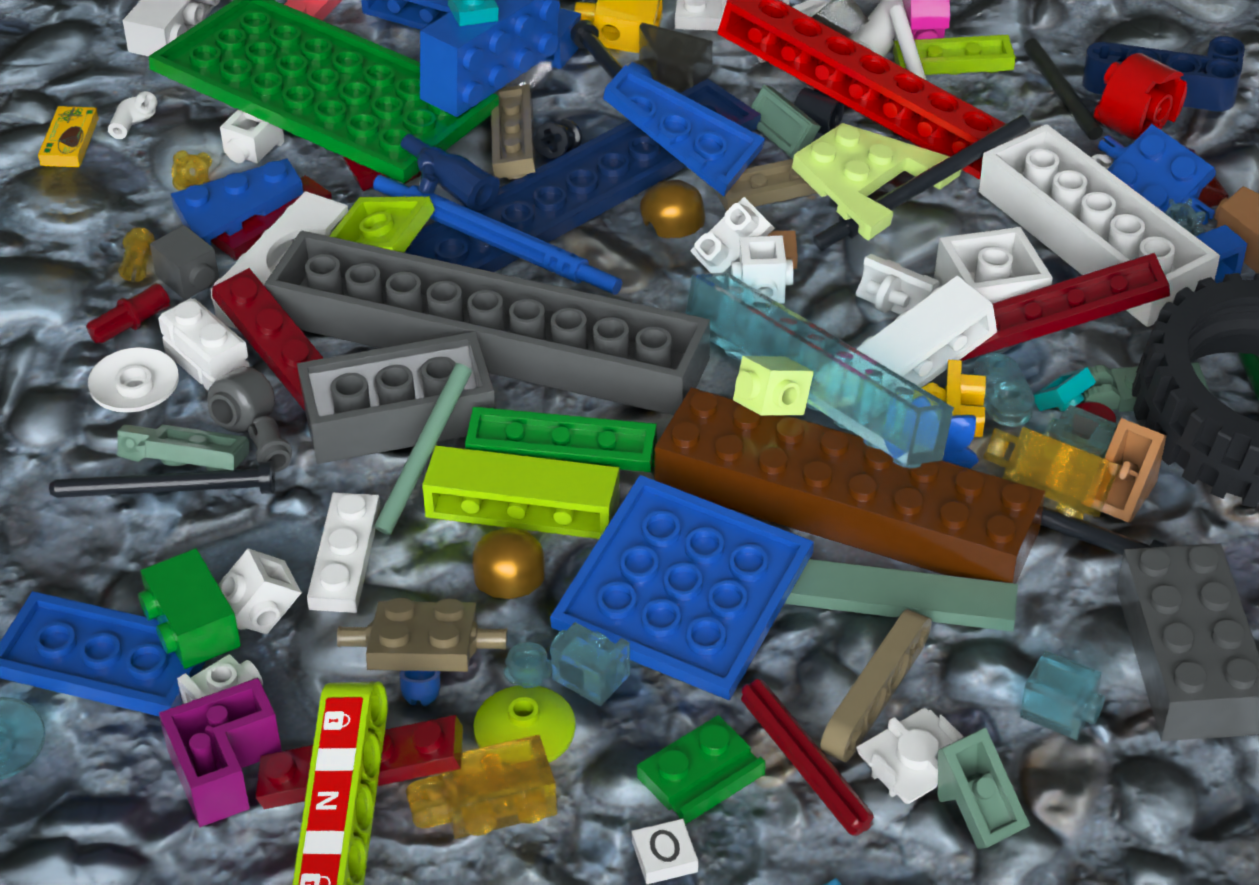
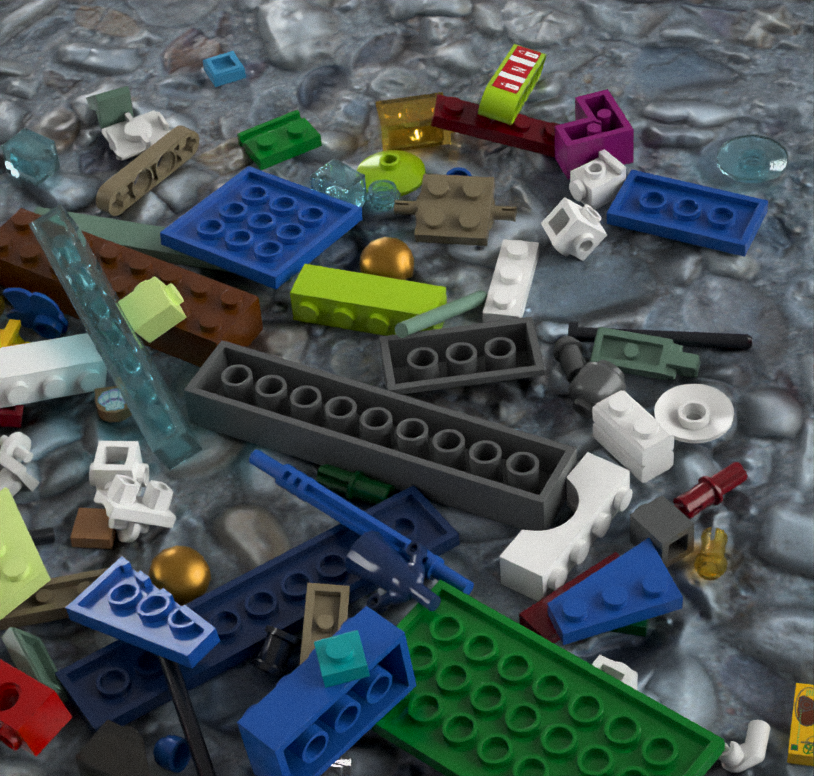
camera: 170 degrees left, 0 degrees up
(182, 165) = (667, 646): clear yellow plate -> none
(189, 608) = (620, 194): green brick -> none
(266, 328) = (563, 424): dark red plate -> none
(385, 221) = (470, 530): lime plate -> none
(564, 438) = (327, 324): green fence -> none
(664, 851) = (313, 99): white tile -> none
(807, 757) = (209, 140): dark red axle -> none

